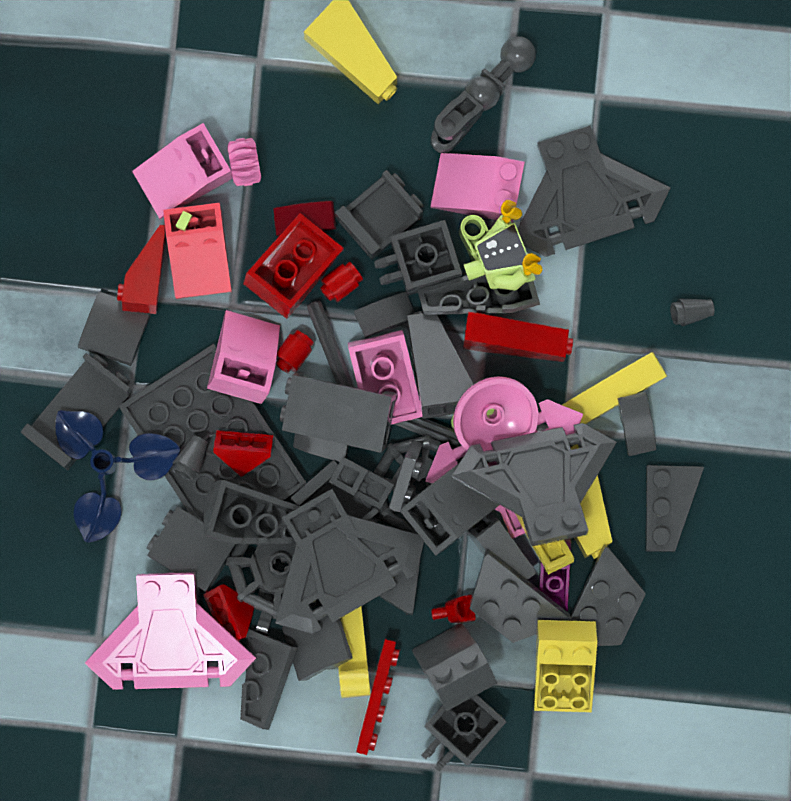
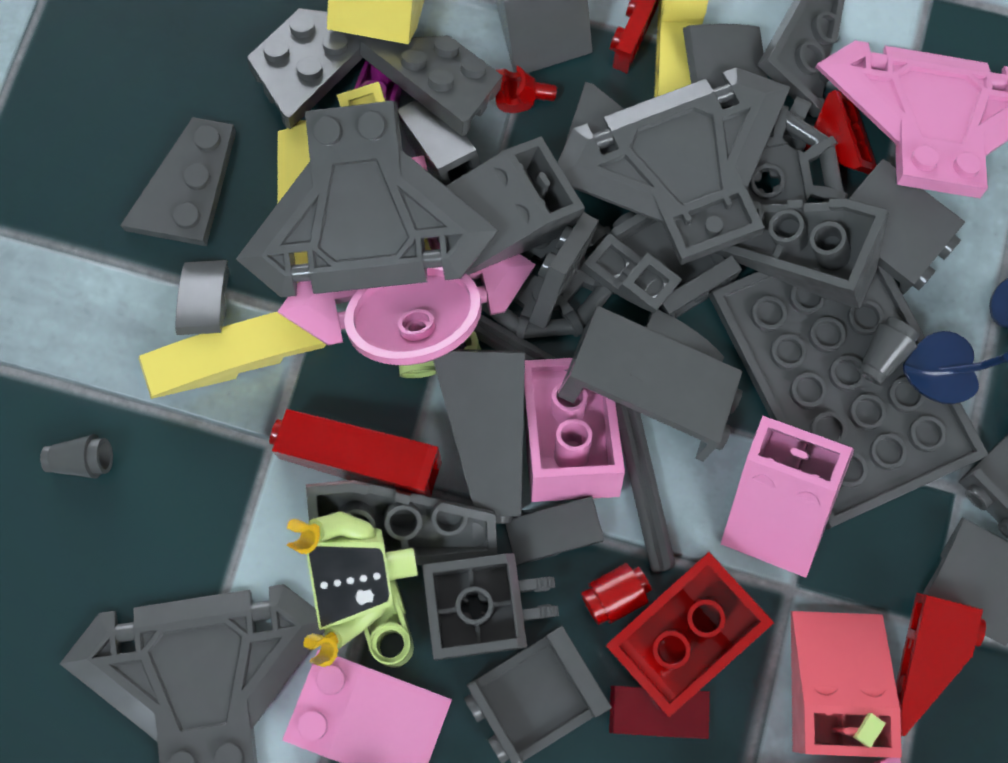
camera: 170 degrees left, 5 degrees down
(242, 450) = (805, 353): red slope -> none
(293, 352) = (706, 495): red brick -> none

